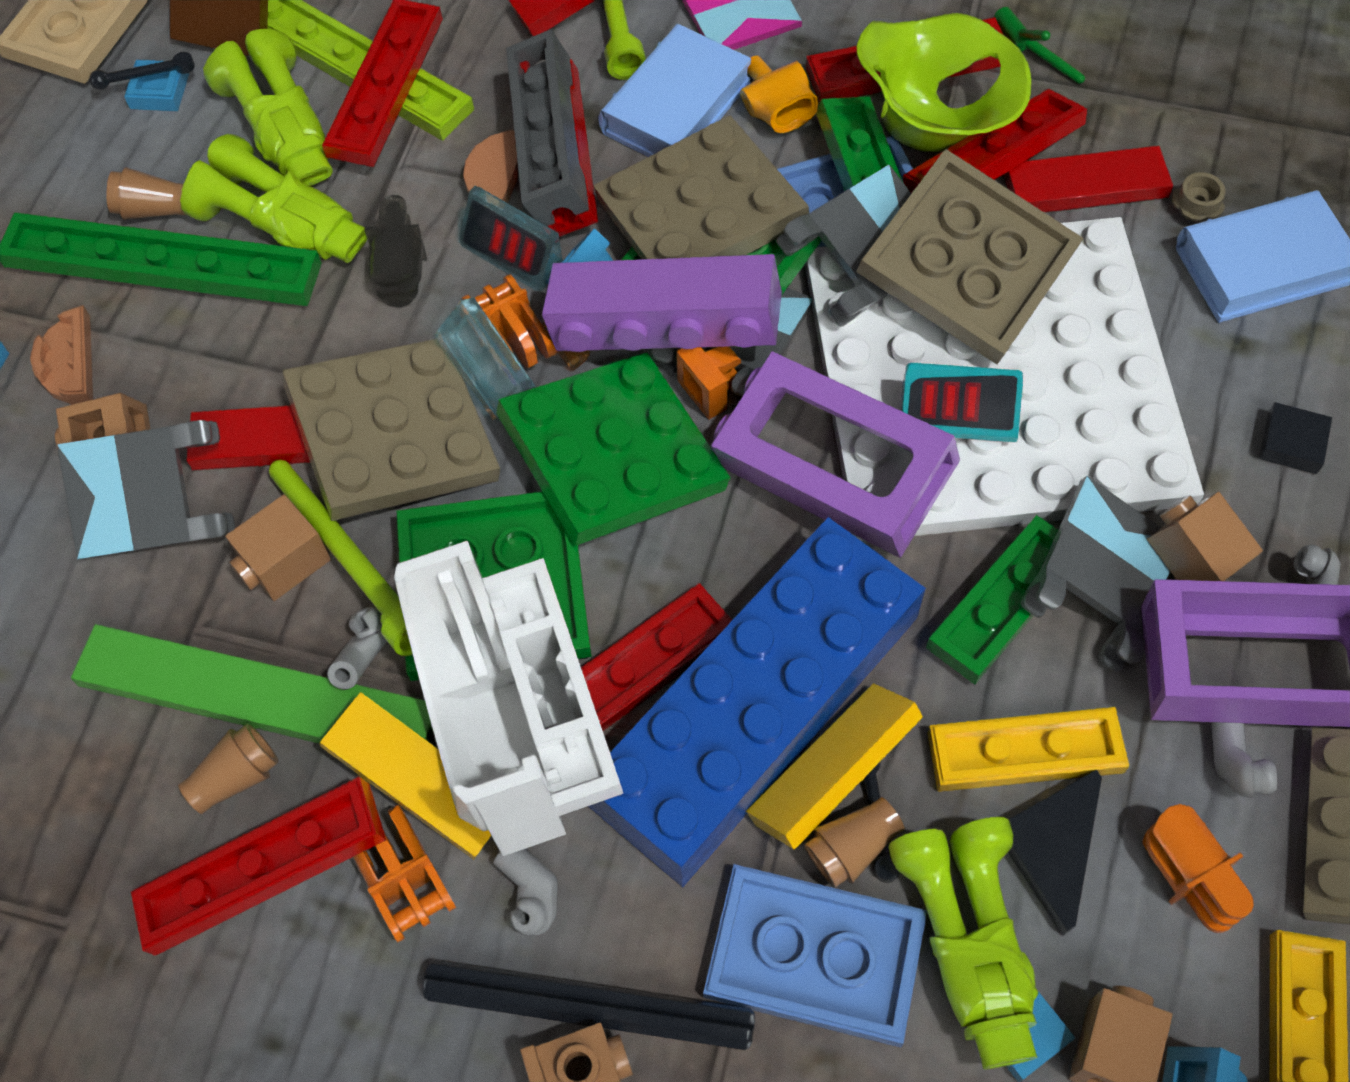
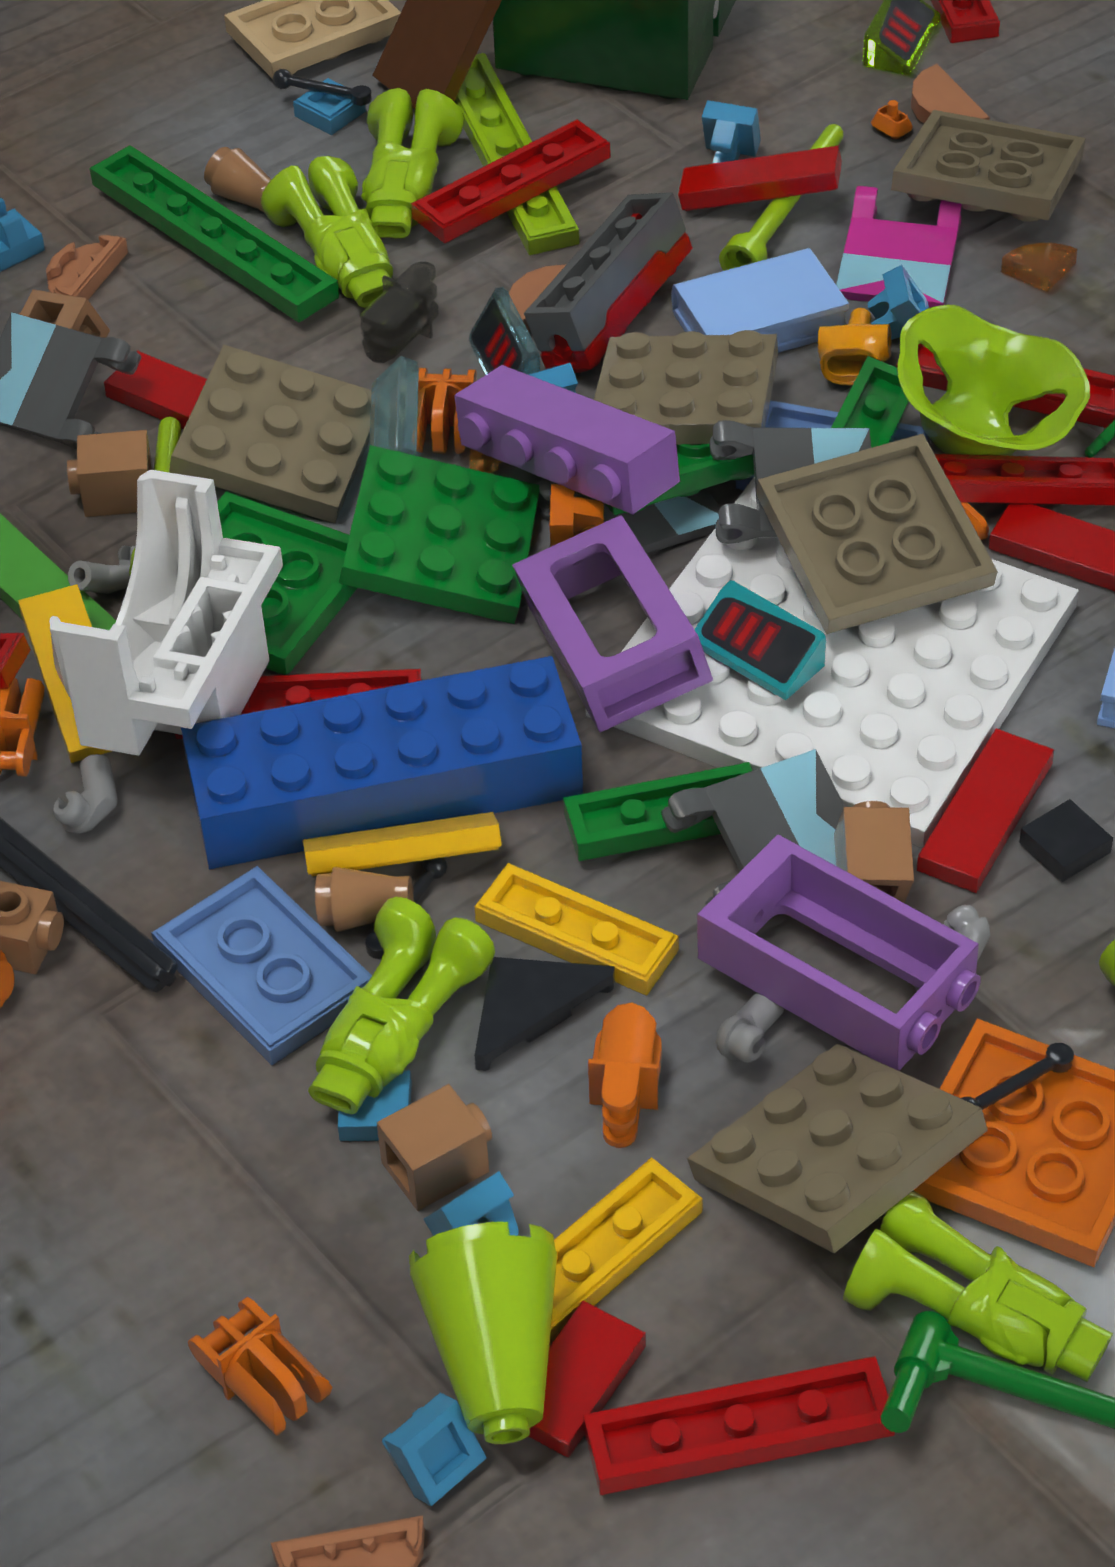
camera: 35 degrees right, 15 degrees down
(782, 35) = (897, 301): none -> dark azure tile
(1222, 442) = (985, 810): none -> red tile

